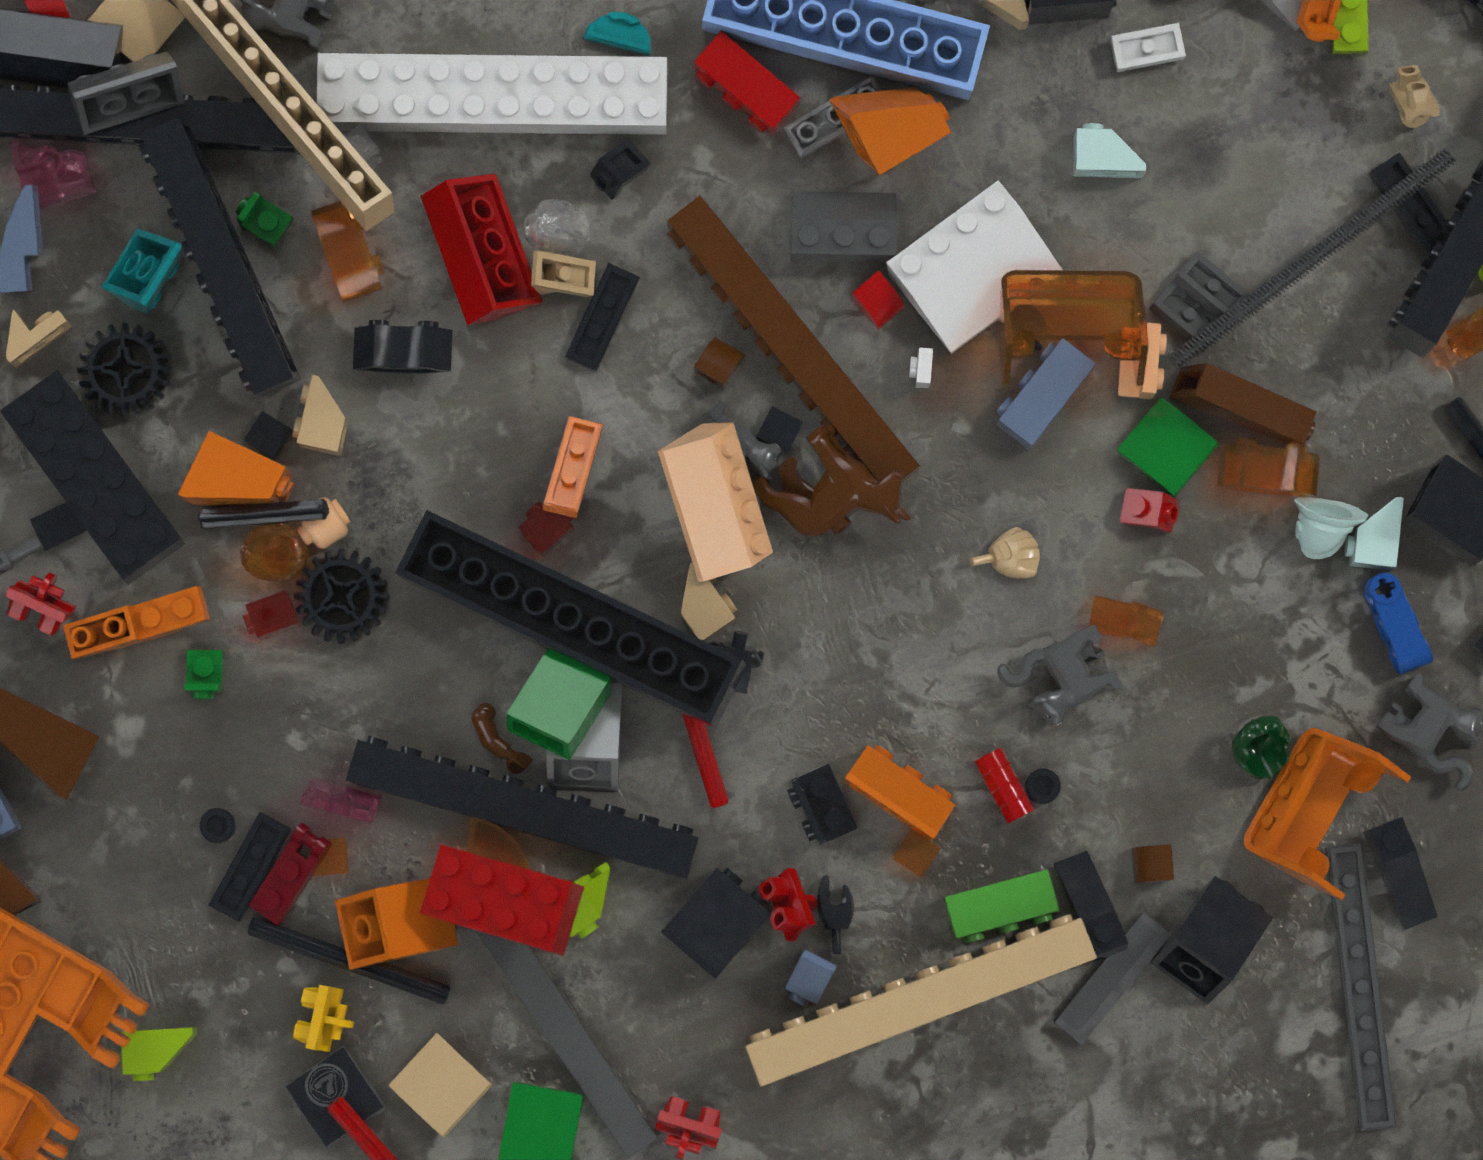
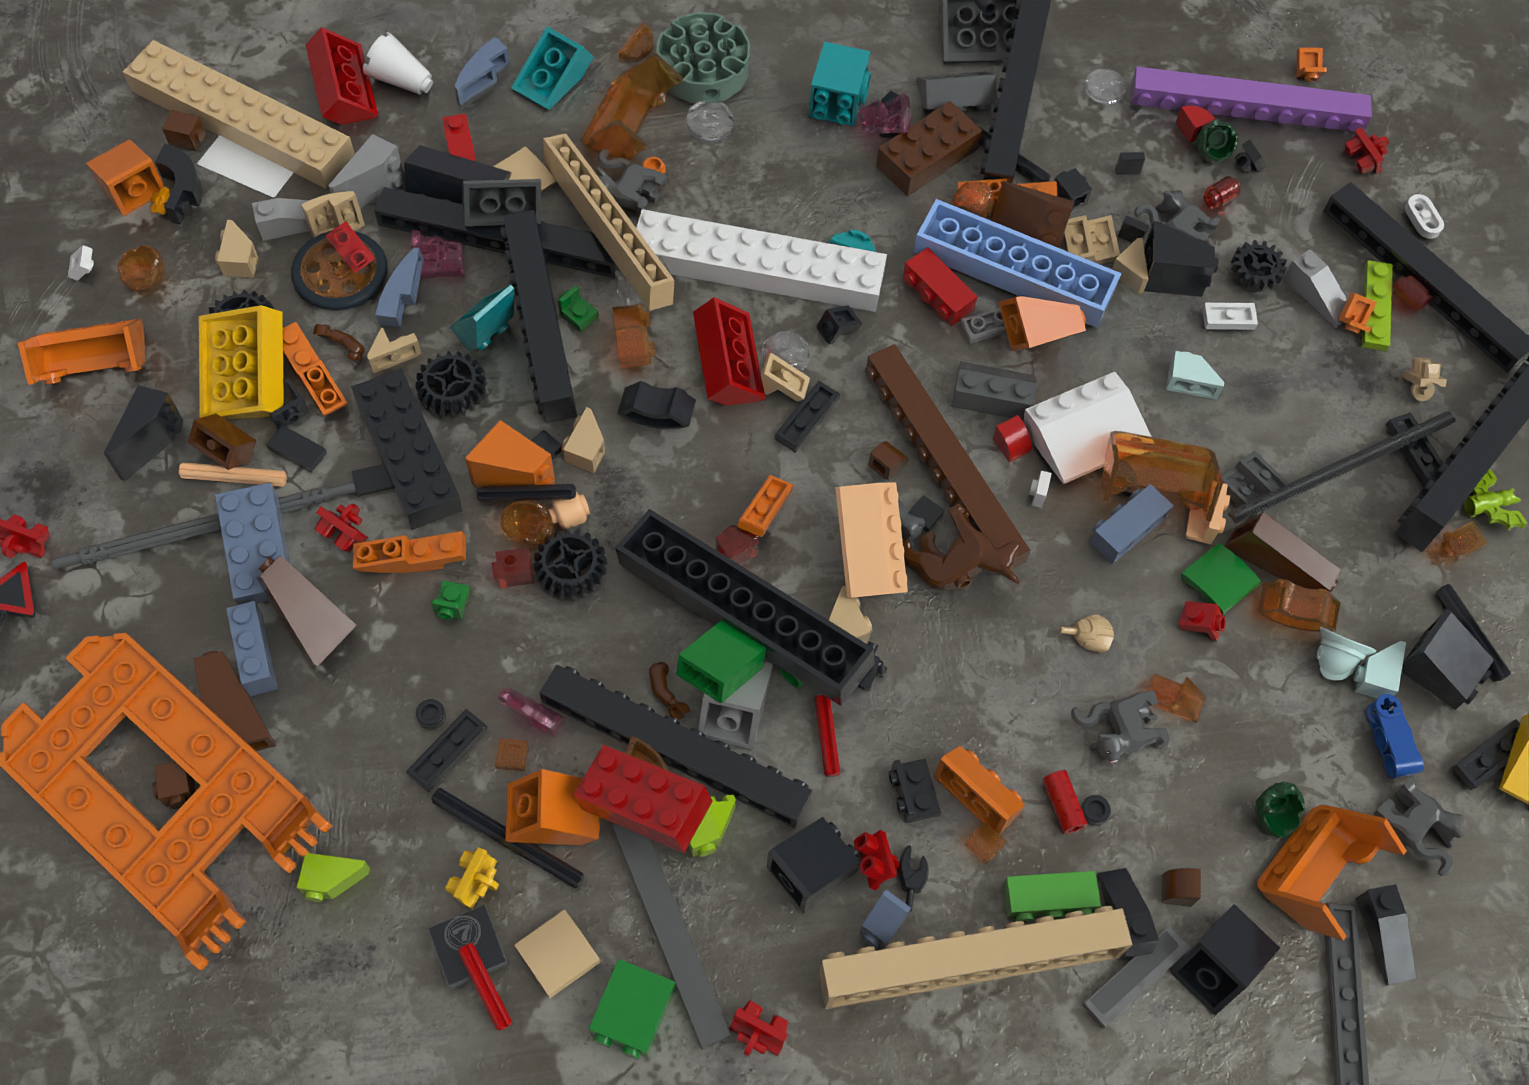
camera: 10 degrees right, 20 degrees down
(290, 875) = (477, 759): dark red plate -> none

